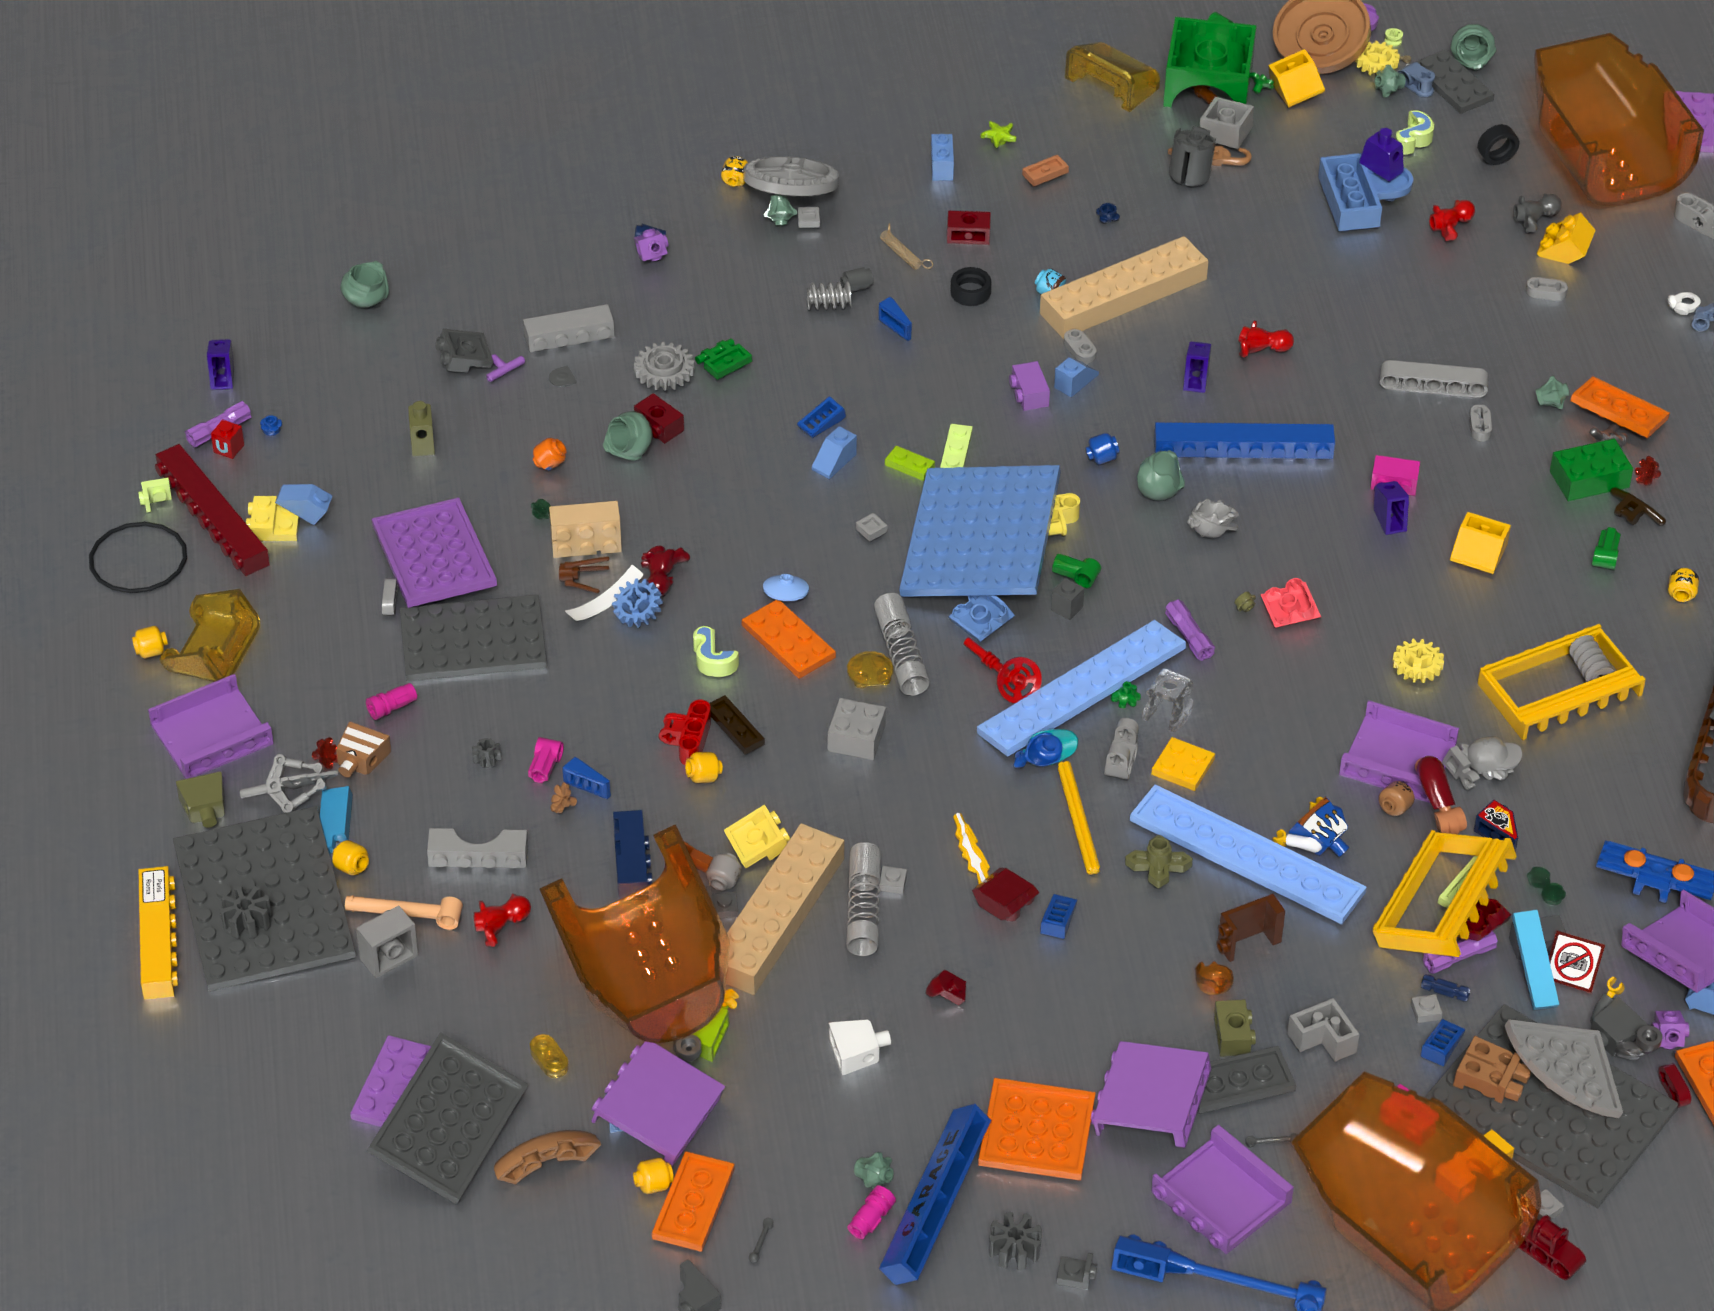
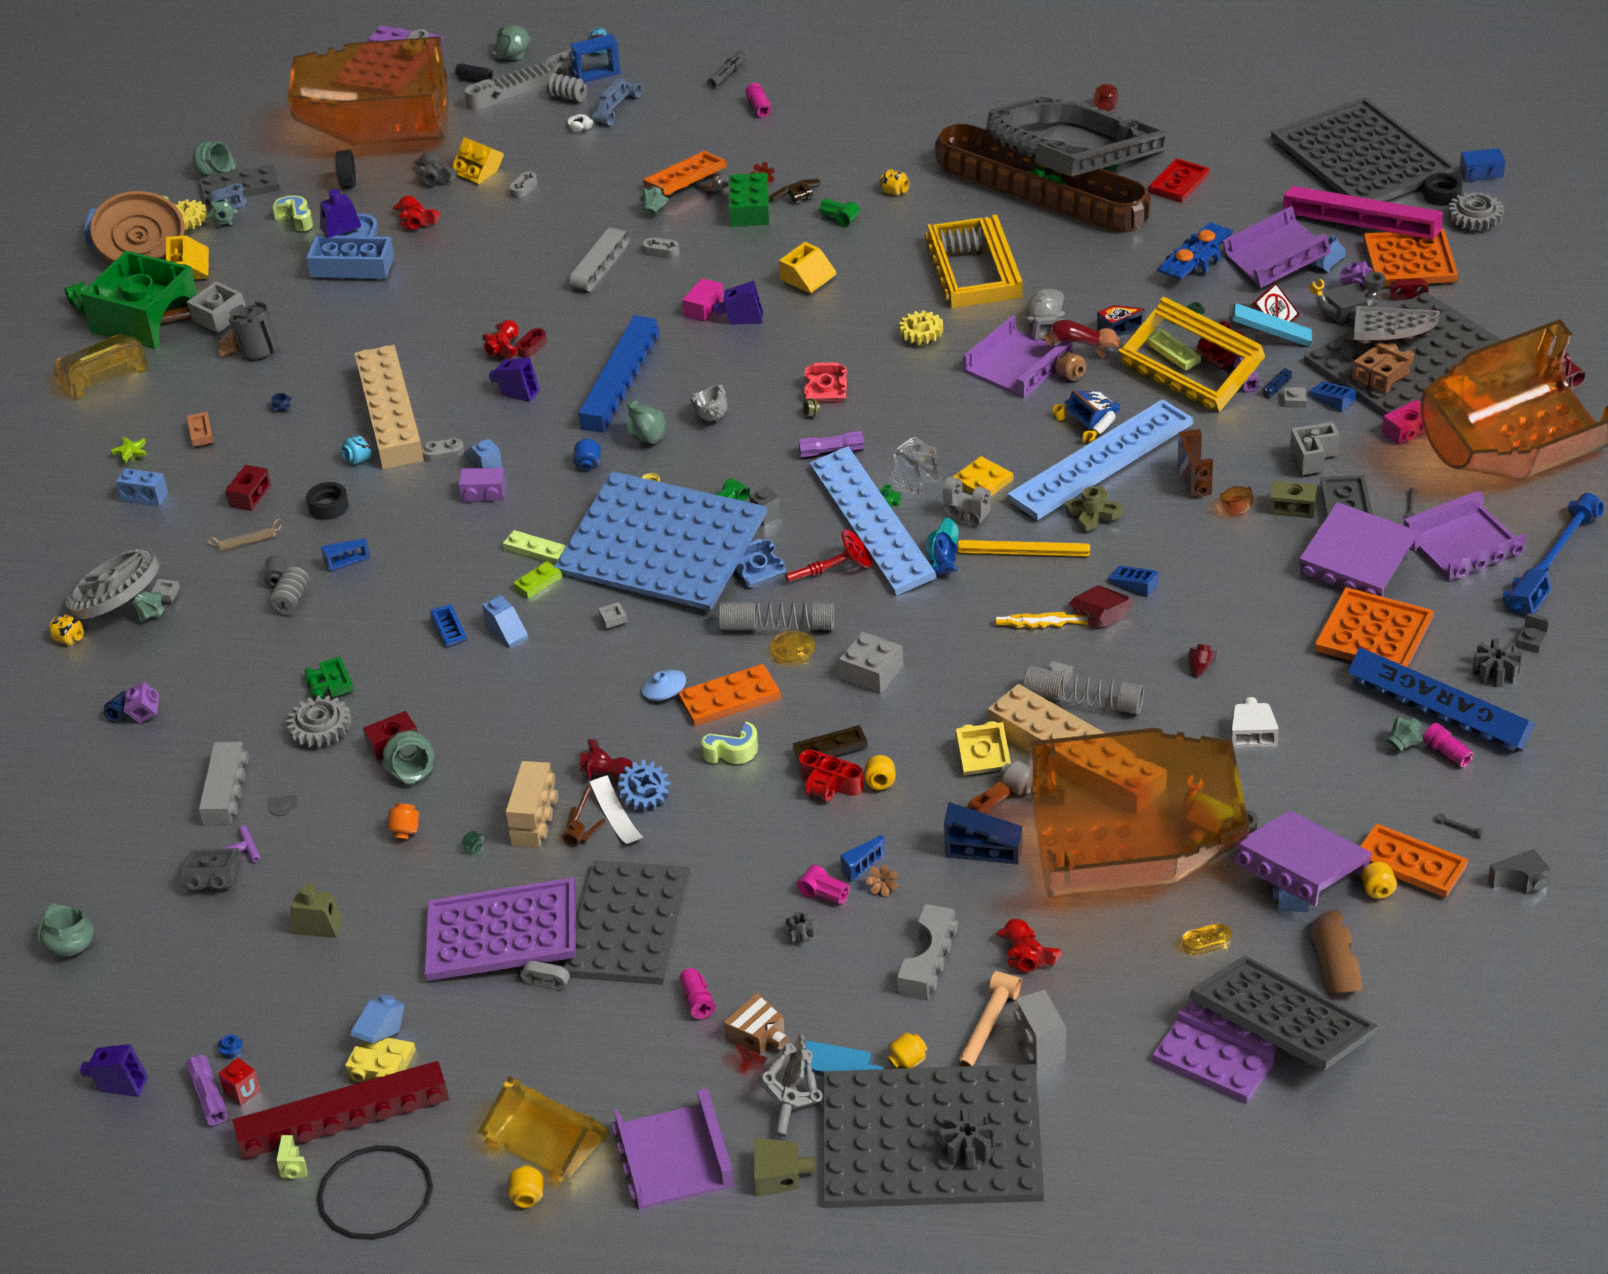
camera: 70 degrees left, 5 degrees down
(156, 932) = (957, 1229): yellow brick -> none
(1274, 365) = (531, 342): none -> dark red beam

